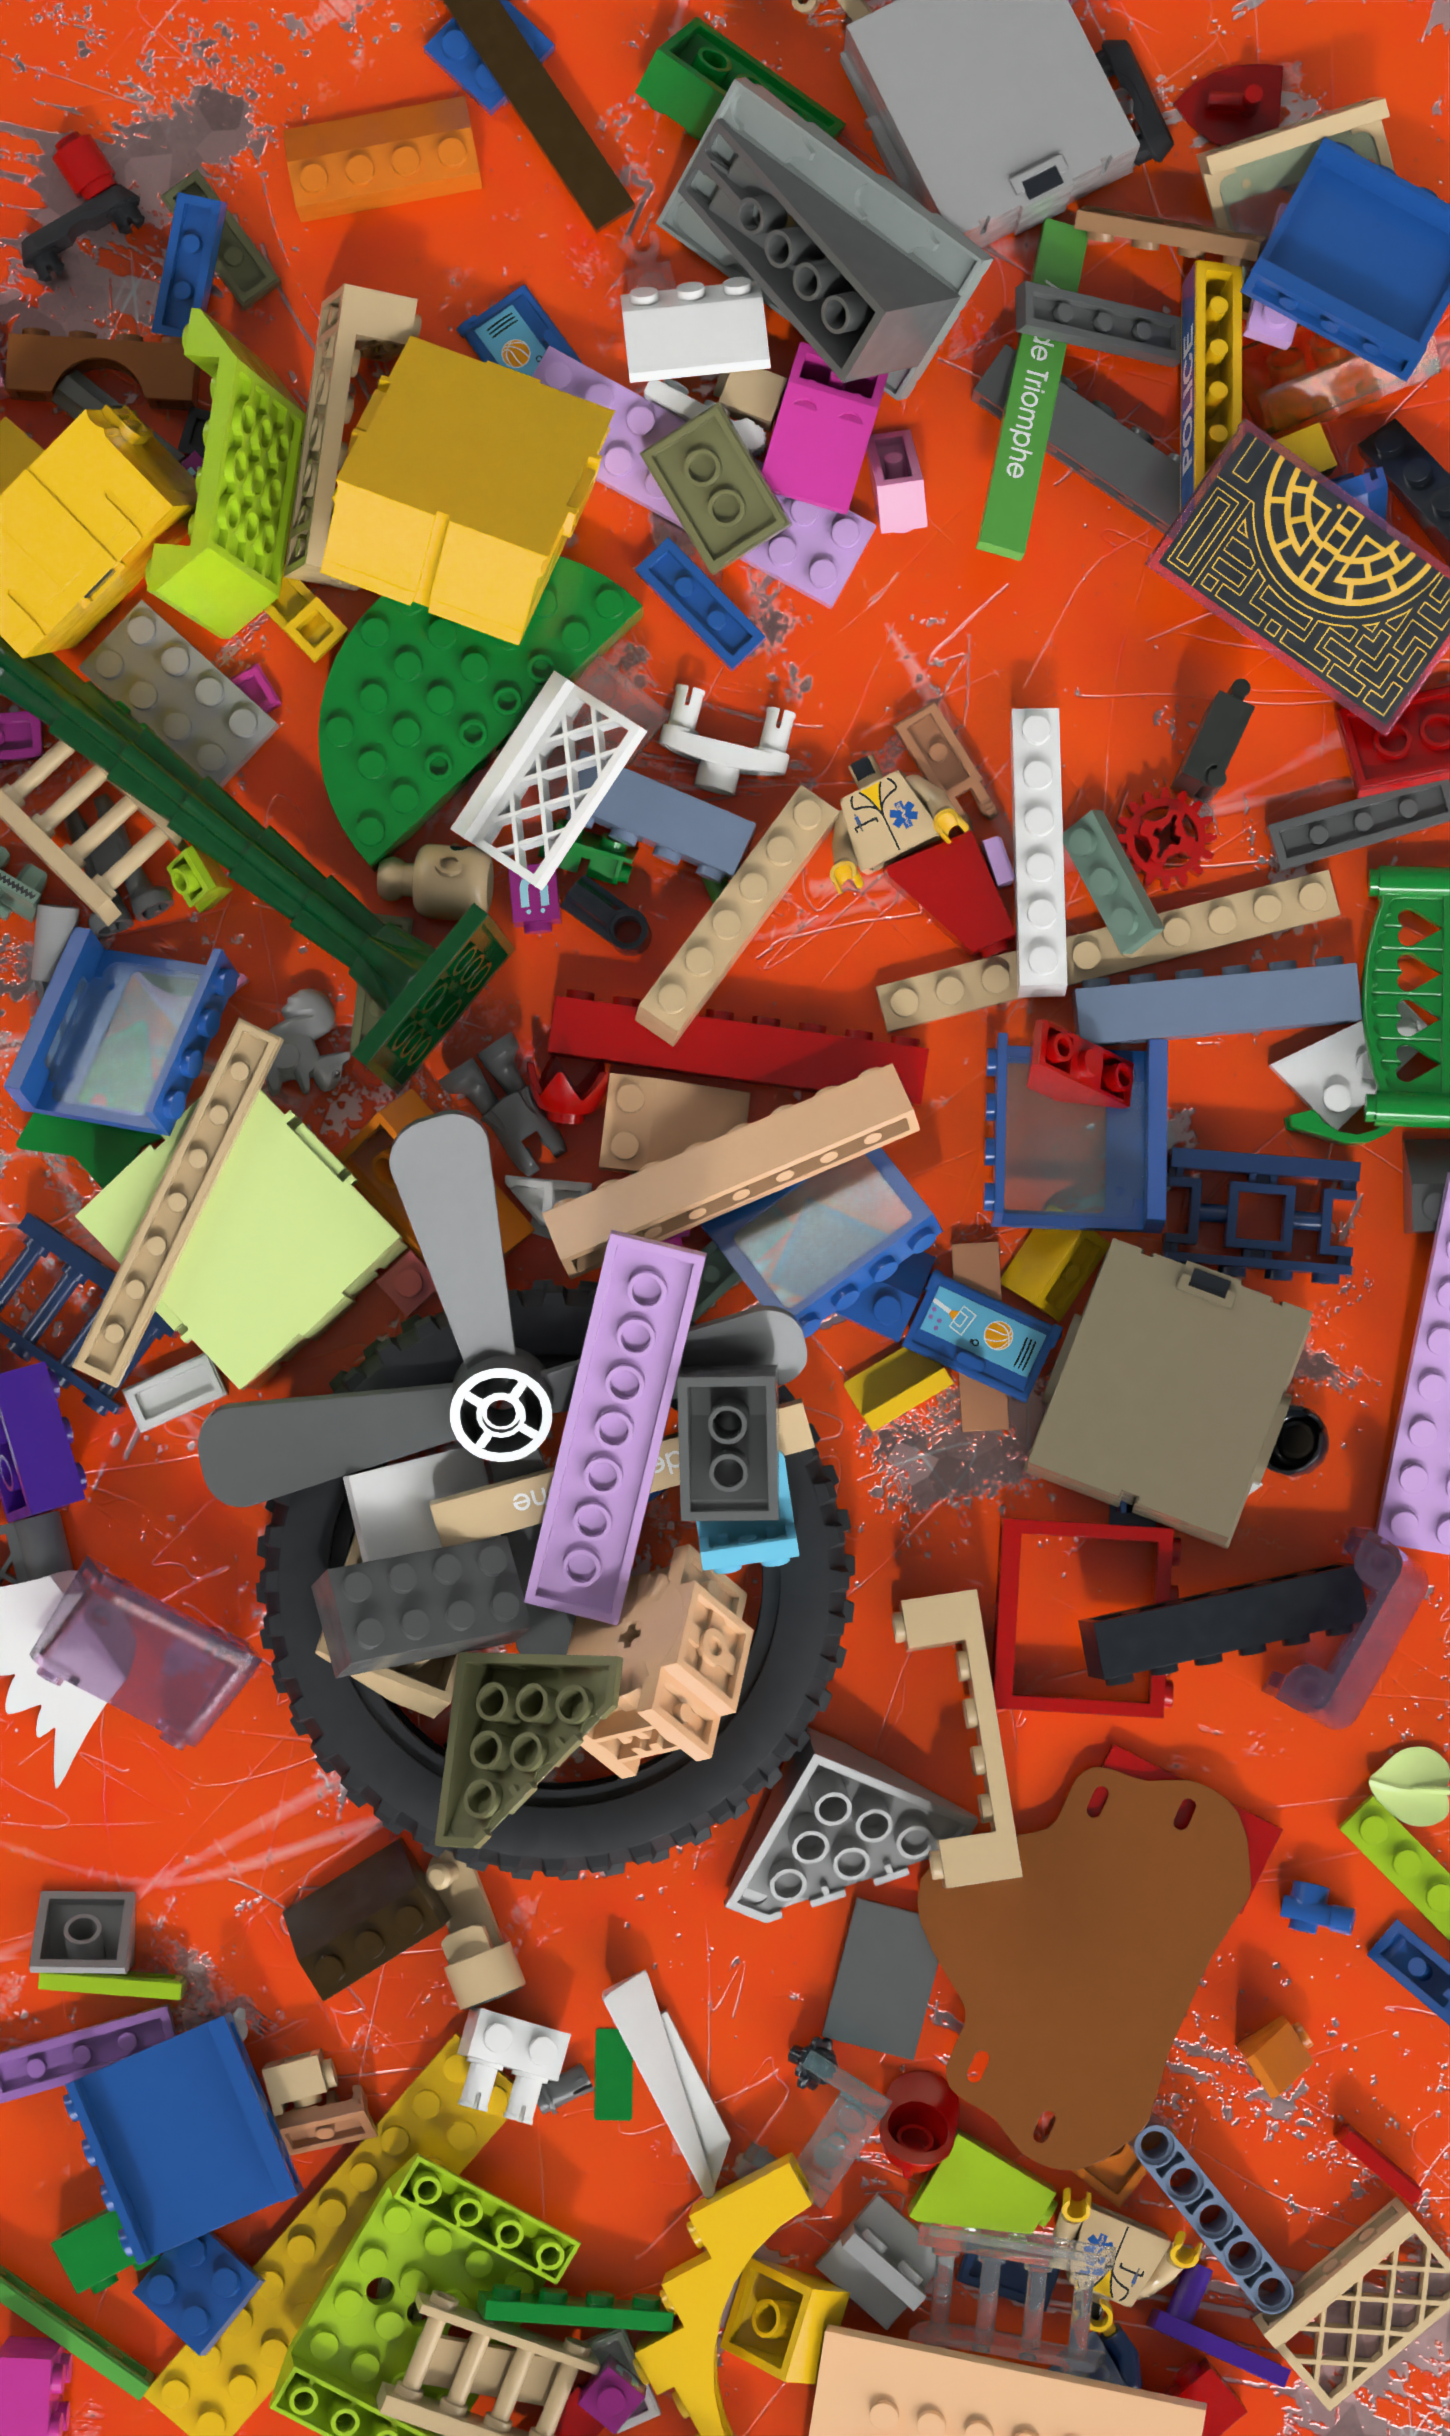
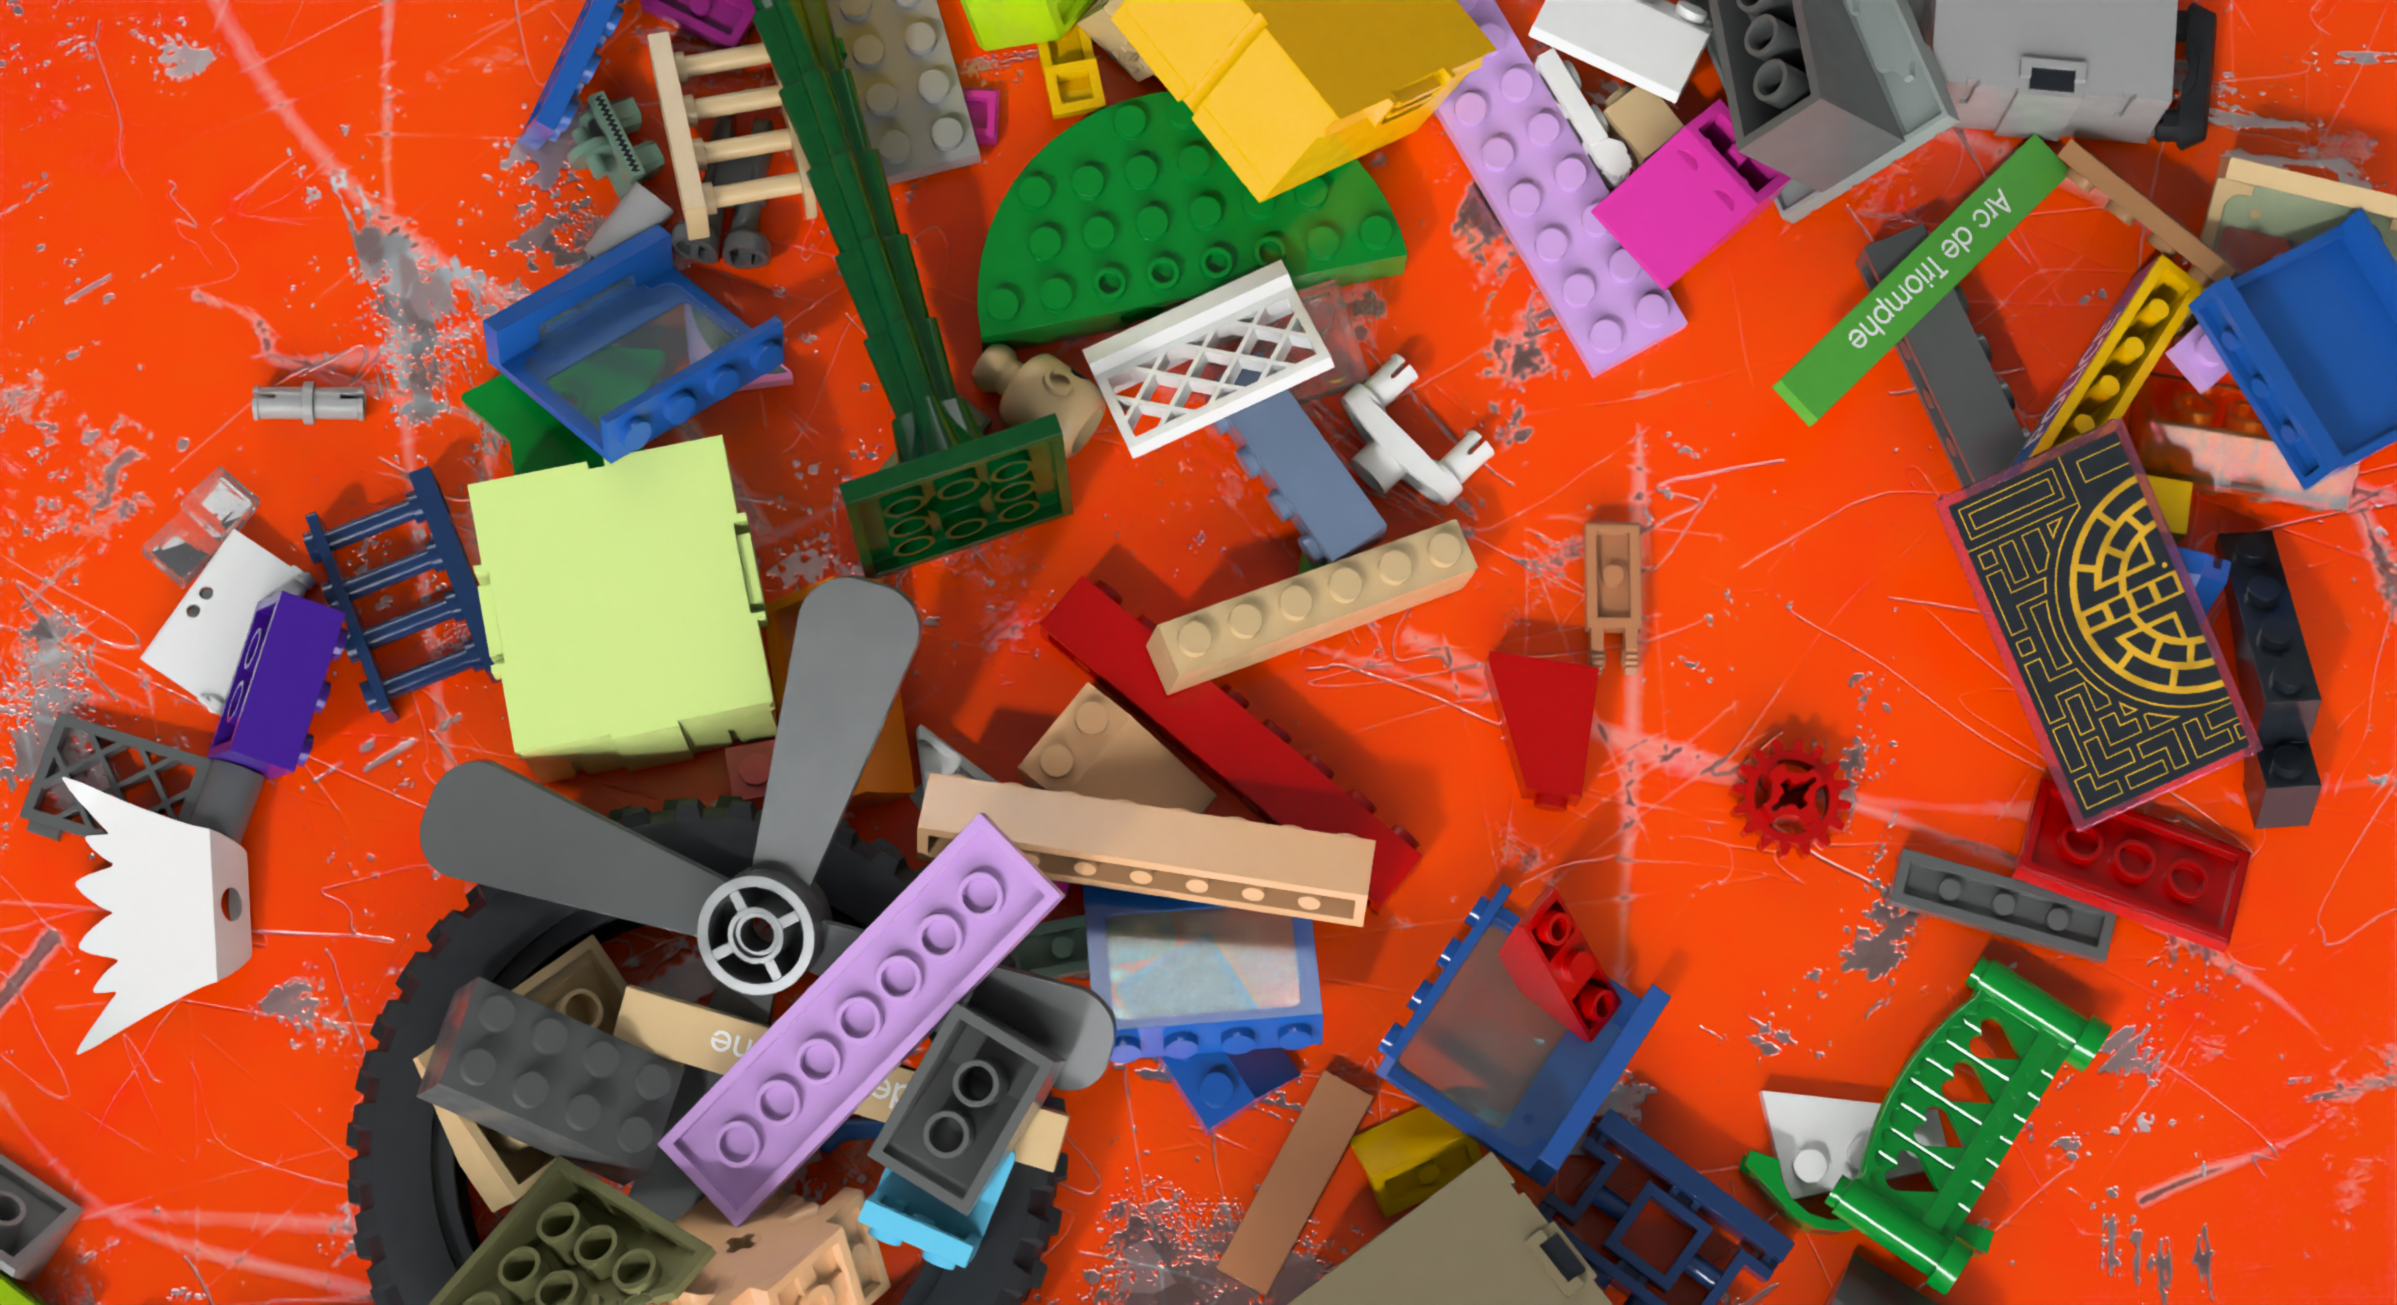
camera: 30 degrees right, 10 degrees down
(143, 1655) = (247, 968): windscreen -> none
(174, 1392) = (454, 733): white tile -> none
(178, 1203) = (574, 533): tan tile -> none
(198, 879) = (806, 249): lime slope -> none
(307, 1018) = (789, 473): light grey animal -> none
(394, 1501) = (594, 960): white tile -> none
(513, 1115) = (967, 668): dark grey piece -> none
(532, 907) = (1118, 479): magenta brick -> none
(559, 1095) = (1025, 678): red piece -> none
(604, 853) = (1220, 473): green hinge -> none
(605, 914) = (1183, 533): black piece -> none
(700, 604) = (1465, 293): blue plate -> none
(716, 488) = (1550, 188): olive tile -> none
(887, 821) = (1519, 608): tan torso -> none
(895, 1386) = (1181, 1178): yellow panel -> none
(896, 482) = (1732, 294): bright pink slope -> none
(985, 1335) = (1298, 1175): door -> none
(997, 862) = (1606, 719): lavender tile -> none
(1038, 852) = (1652, 732): white brick -> none
(1096, 955) = (1665, 877): tan plate -> none
(1098, 324) = (2026, 257): dark grey plate -> none
(1112, 882) = (1710, 806): sand green plate -> none
(1214, 743) = (1896, 730): pearl dark grey piece -> none
(1217, 1004) = (1745, 996): sand blue brick -> none
(1234, 103) = (2288, 135): red shield -> none

